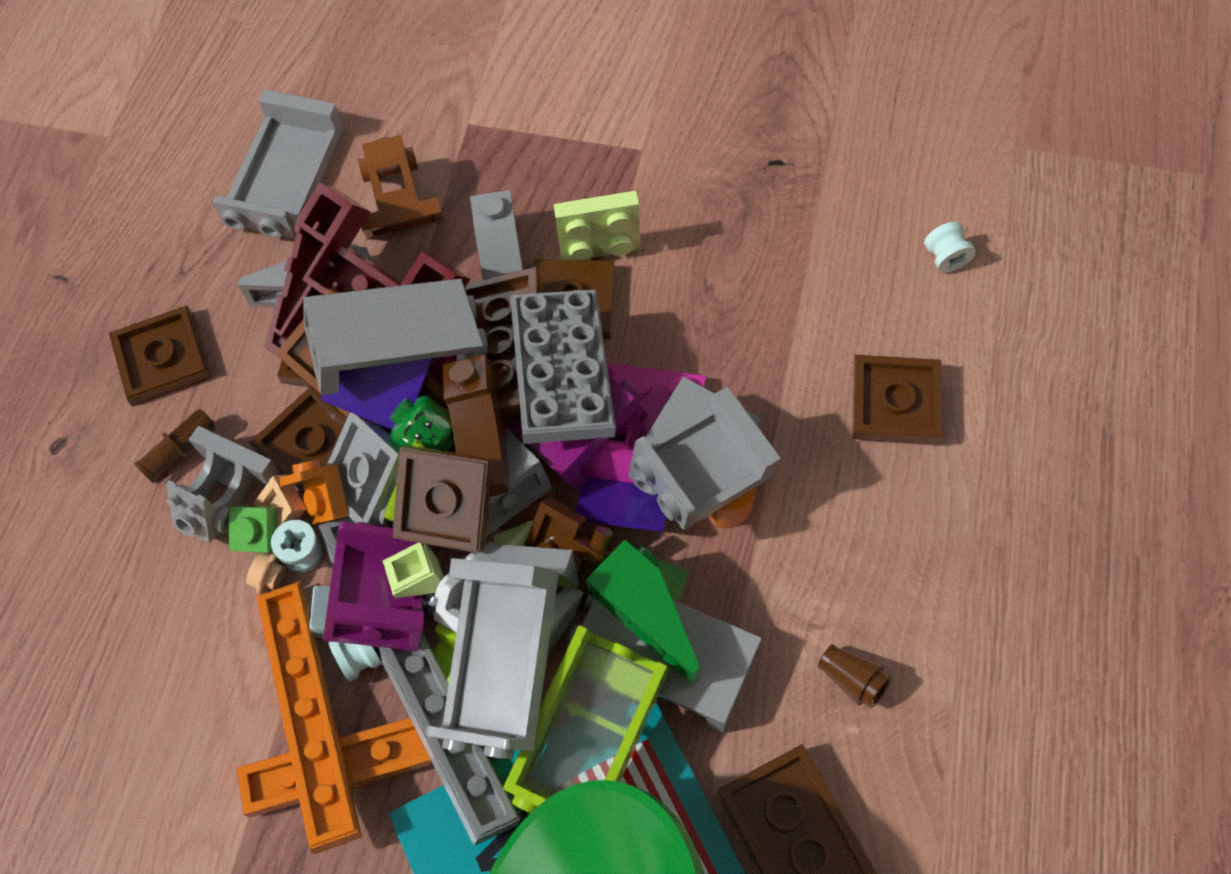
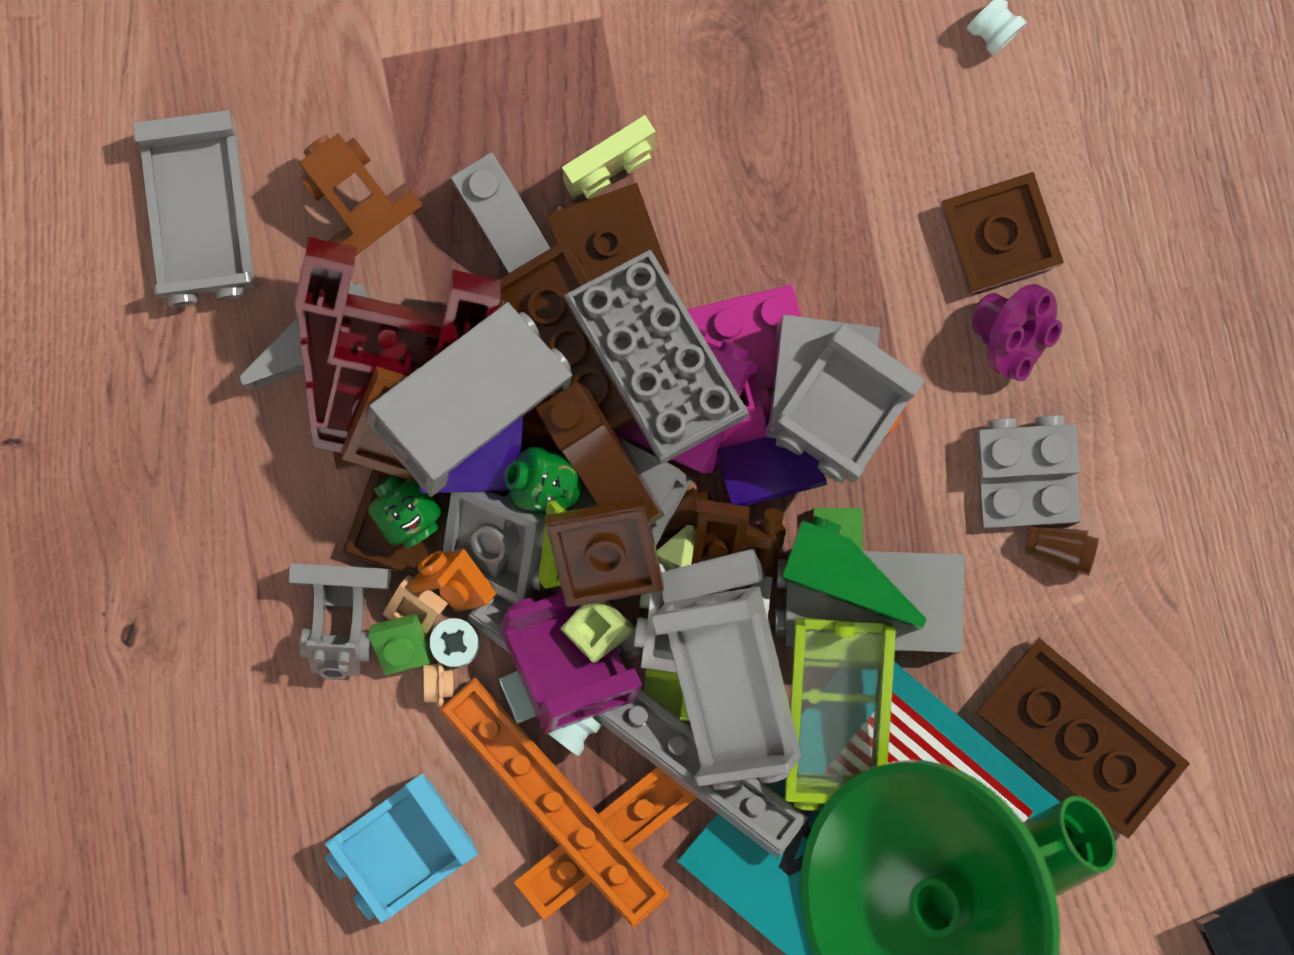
camera: 30 degrees left, 20 degrees up
(159, 355) = (184, 491): reddish brown tile -> none
(160, 701) = (400, 849): none -> medium azure panel
(173, 446) = (265, 587): reddish brown axle -> none
(308, 422) = (403, 511): none -> green head
(847, 598) = (1028, 473): none -> light grey plate
(883, 472) = (1017, 329): none -> magenta plate

